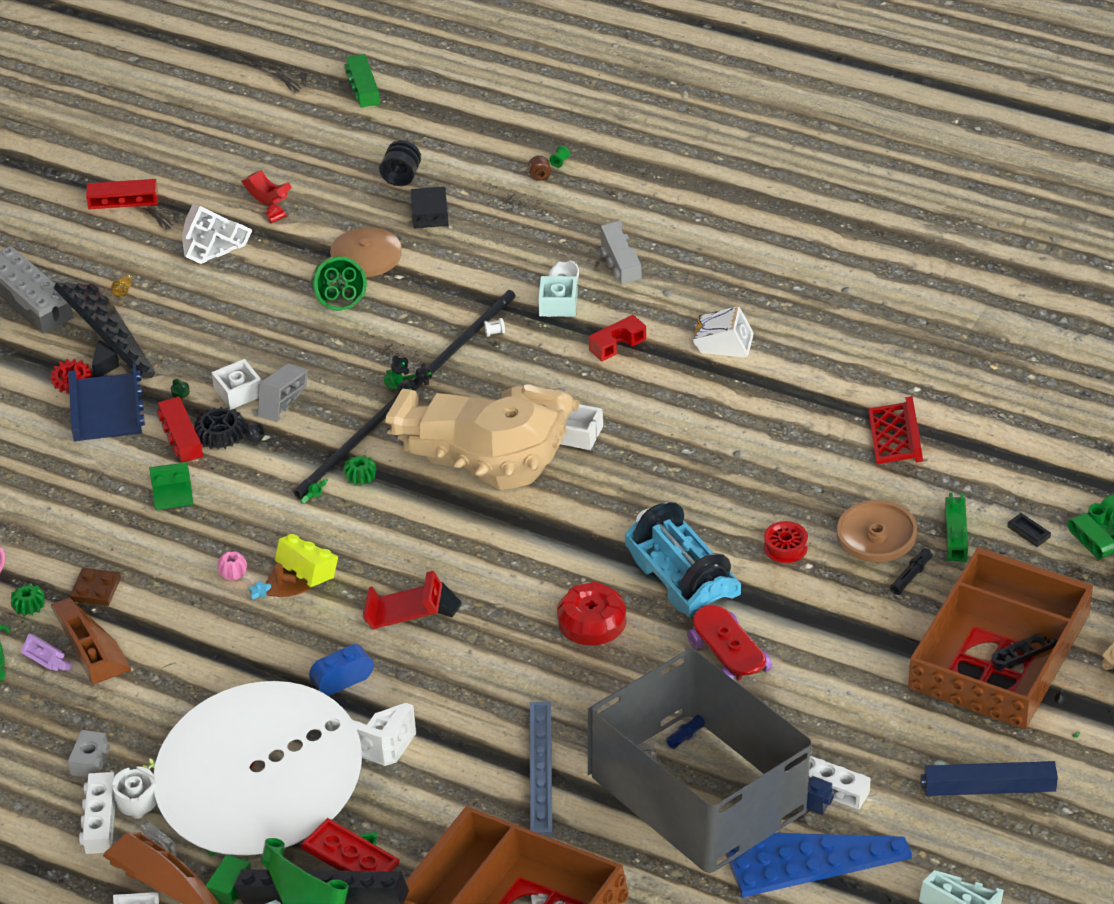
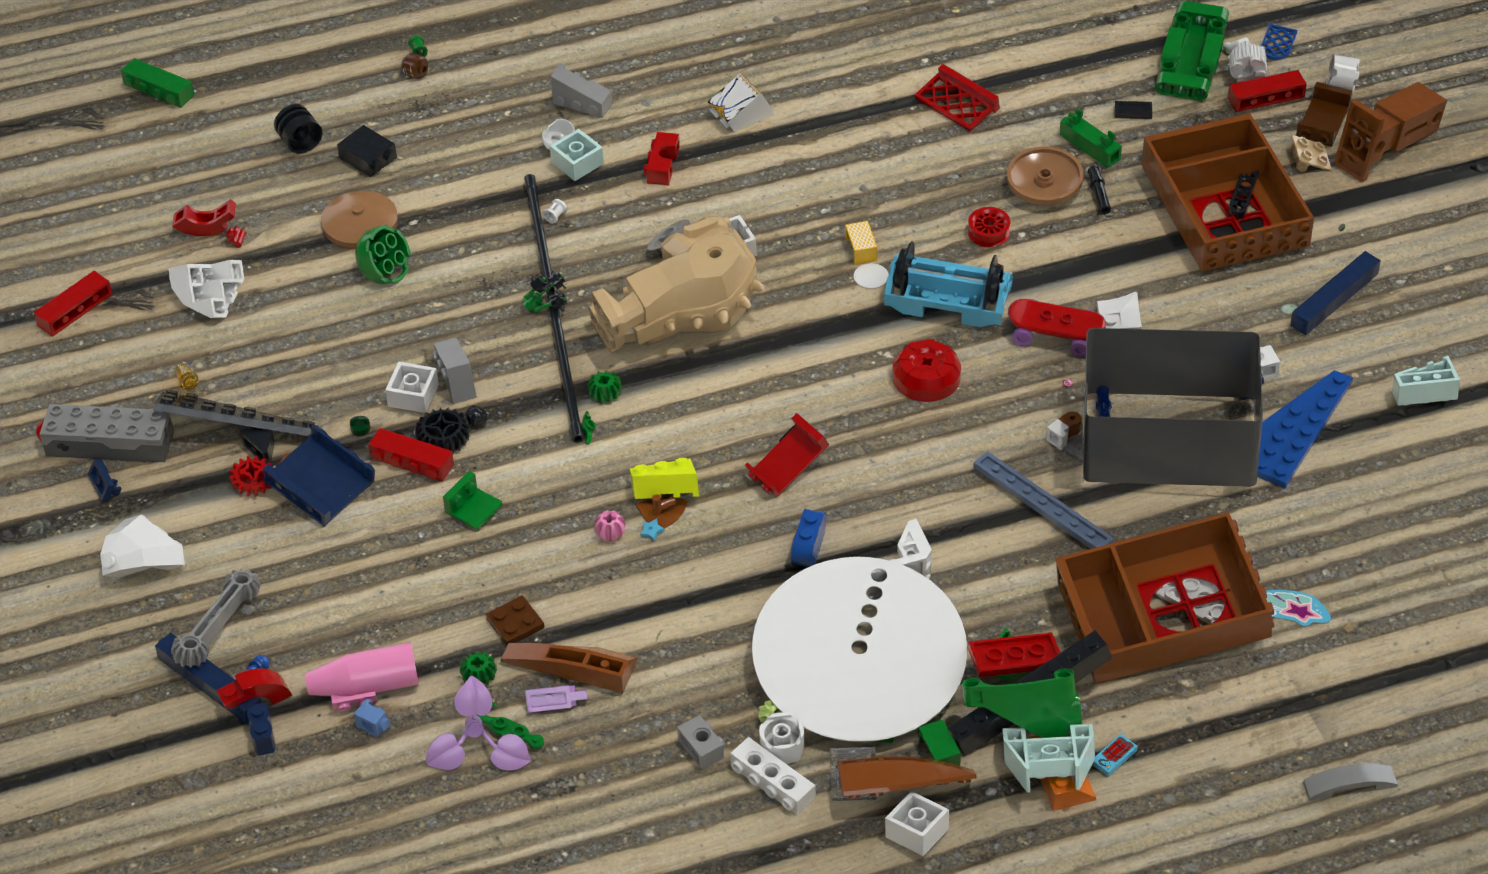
camera: 45 degrees left, 5 degrees up
(674, 487) = (862, 242): none -> yellow panel
(794, 675) = (1121, 312): none -> white plate

